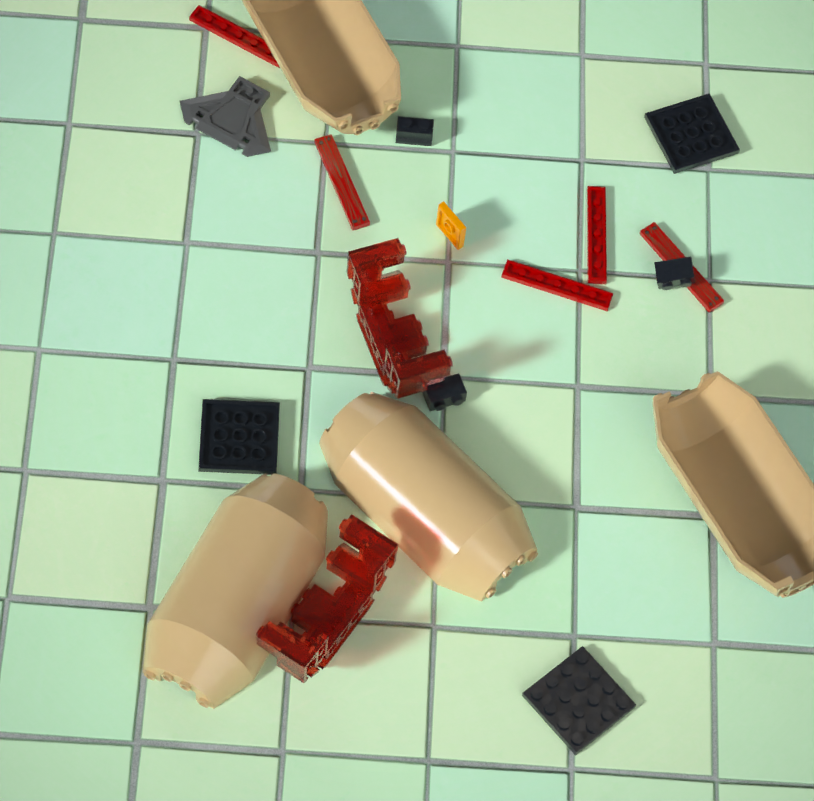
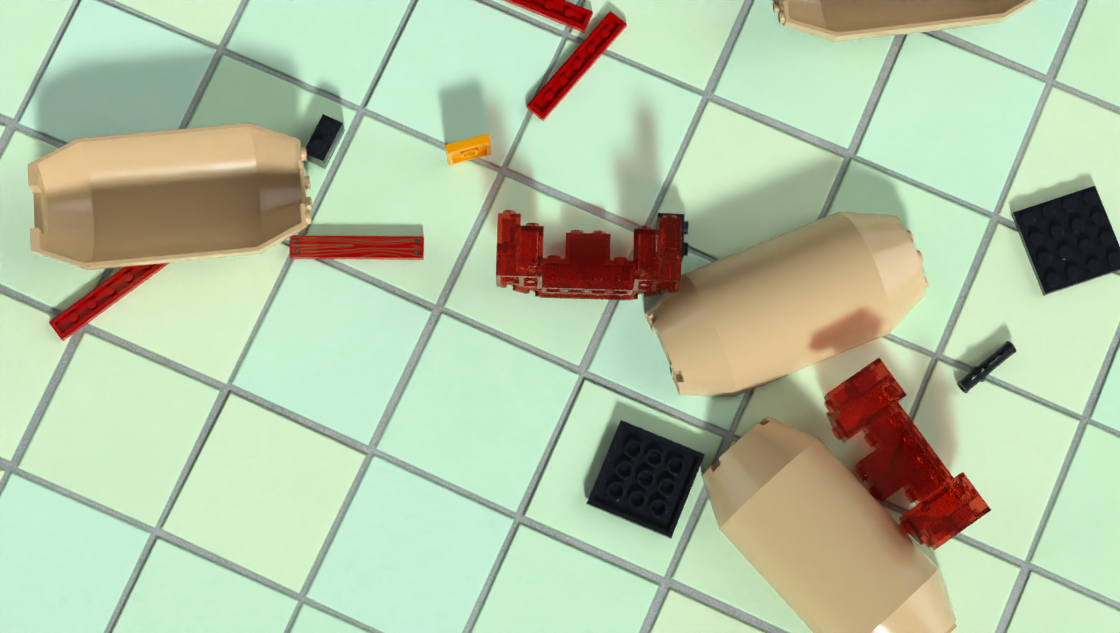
camera: 65 degrees left, 15 degrees up
(232, 116) = (221, 339): dark grey plate -> none
(439, 665) = (968, 383): none -> black pin

